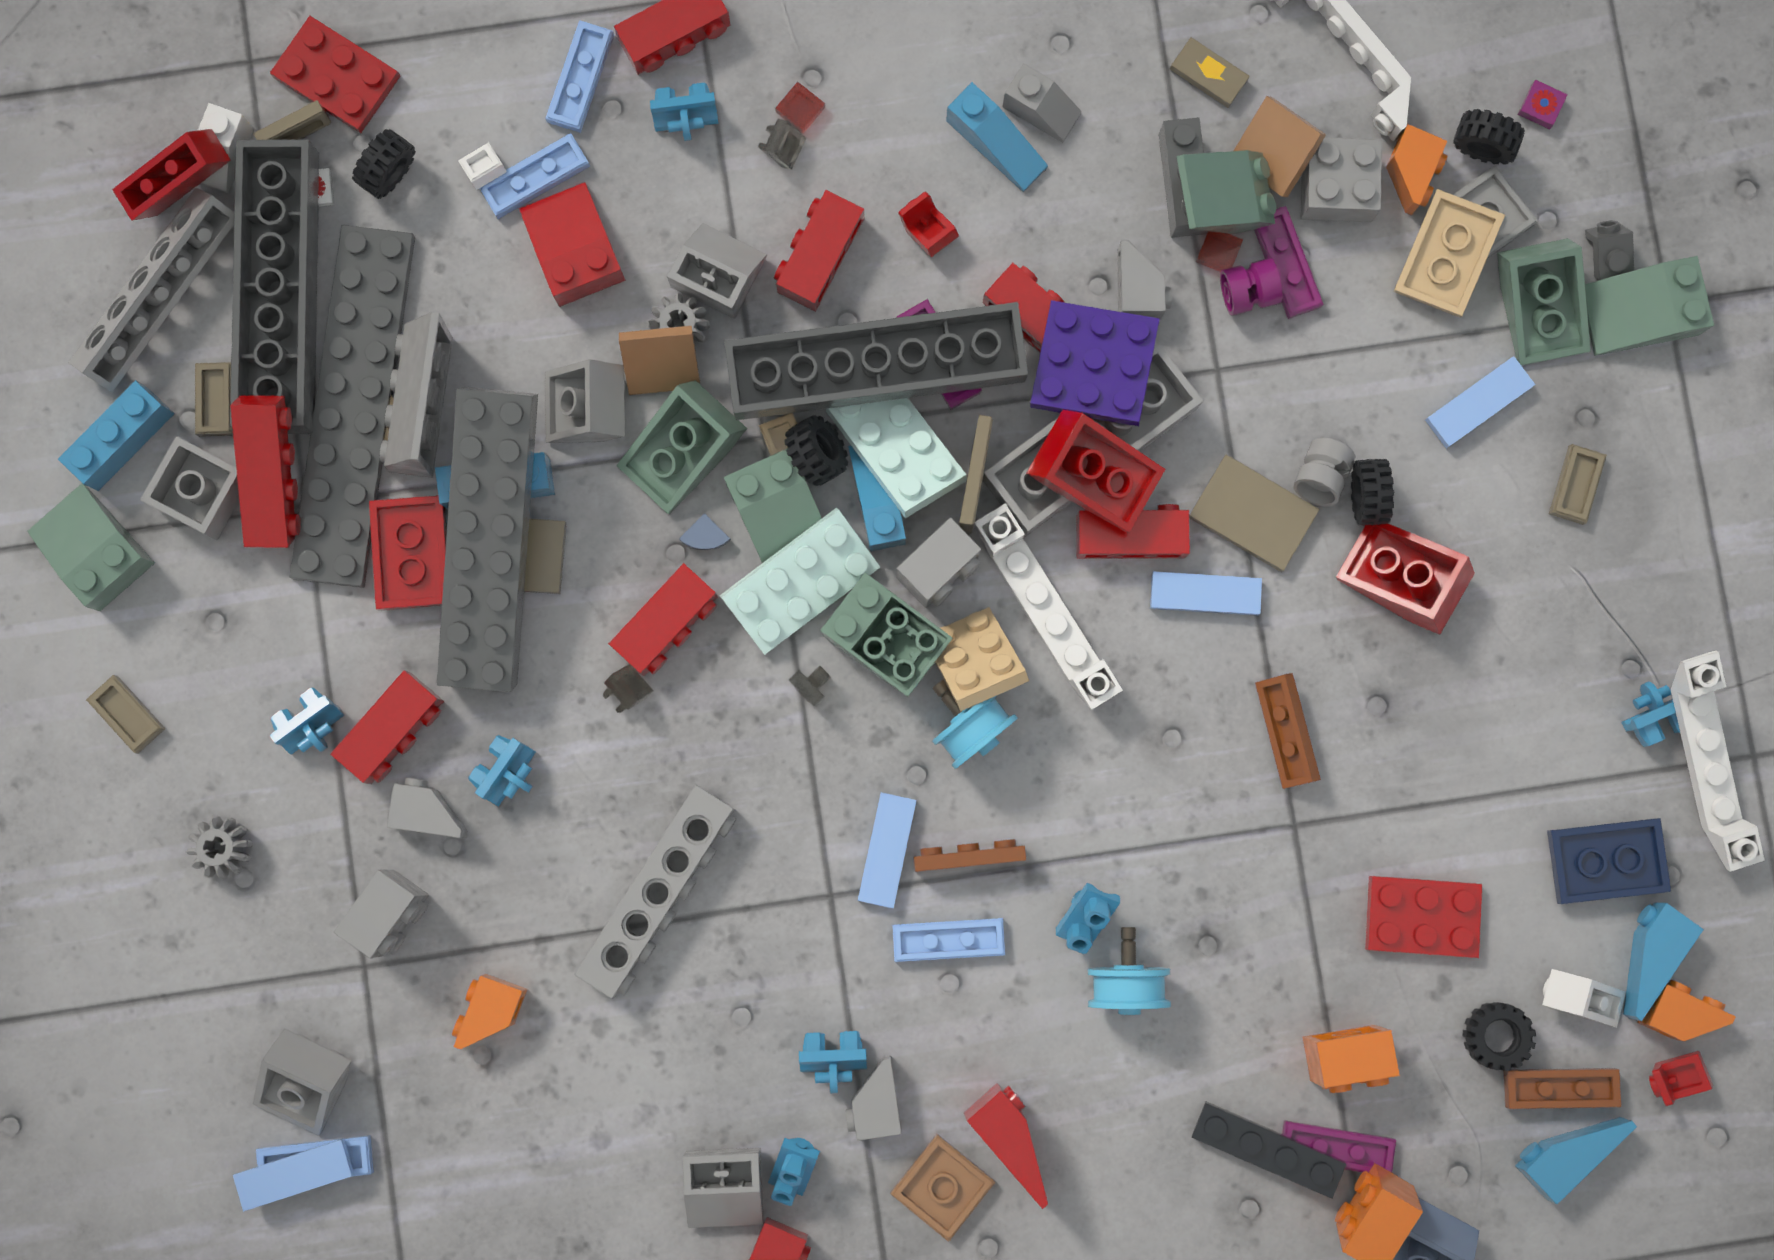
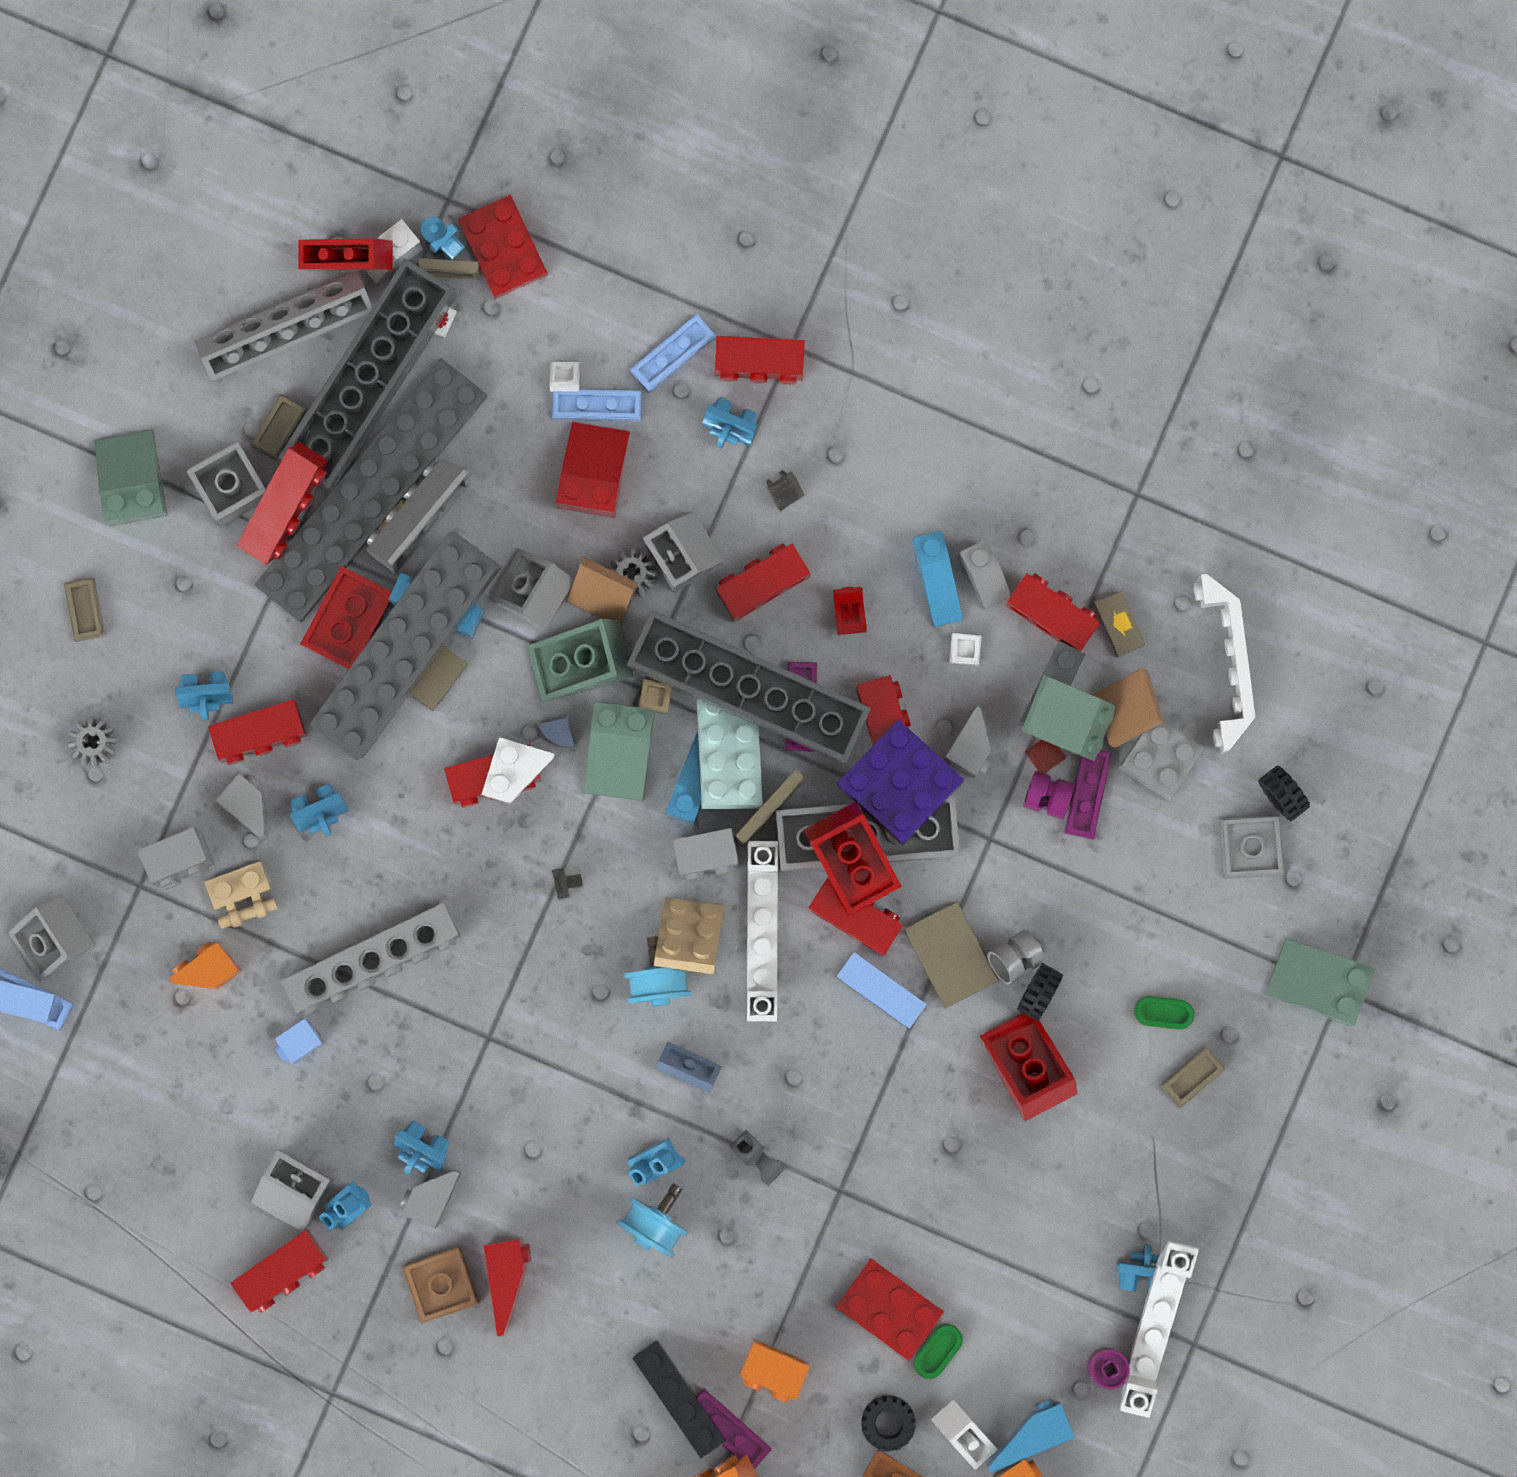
camera: 30 degrees right, 0 degrees up
(116, 436) = (196, 412): dark azure brick -> none
(266, 100) = (441, 239): none -> dark azure hips
(383, 163) = (496, 335): black tyre -> none
(468, 902) = (236, 887): none -> tan plate
(627, 687) = (439, 806): clear smoke tile -> none
(633, 1026) = (298, 1042): none -> light blue brick
(683, 599) = (513, 769): none -> white wing
(799, 581) = (603, 806): light aqua plate -> none
(800, 107) = (813, 470): clear red tile -> none
(816, 450) = (671, 722): black tyre -> none
(885, 635) = (638, 881): sand green slope -> none
(887, 850) = (547, 1030): light blue tile -> none
(948, 939) = (551, 1118): light blue tile -> none
(969, 855) = (601, 1069): dark orange plate -> none
(1058, 796) = (688, 1067): none -> sand blue plate
(1069, 193) = (965, 649): none -> white tile
(1135, 99) = (1052, 612): none -> red brick
(1178, 843) = (751, 1151): none -> dark grey leg
(1287, 730) = (876, 1121): dark orange plate -> none
(1413, 165) = (1219, 779): orange slope -> none
(1449, 253) = (1203, 858): tan plate -> none
(1480, 402) = (1160, 976): light blue tile -> none
(1500, 928) = (938, 1351): none -> green tile
(1506, 437) = (1164, 1013): none -> green tile
(1542, 104) = (1342, 793): magenta tile -> none
(1545, 300) = (1251, 933): sand green slope -> none
(1609, 861) = (1042, 1351): dark blue plate -> none
(1611, 249) = (1323, 926): dark grey bracket -> none
(1691, 835) = (1108, 1368): none -> magenta wheel

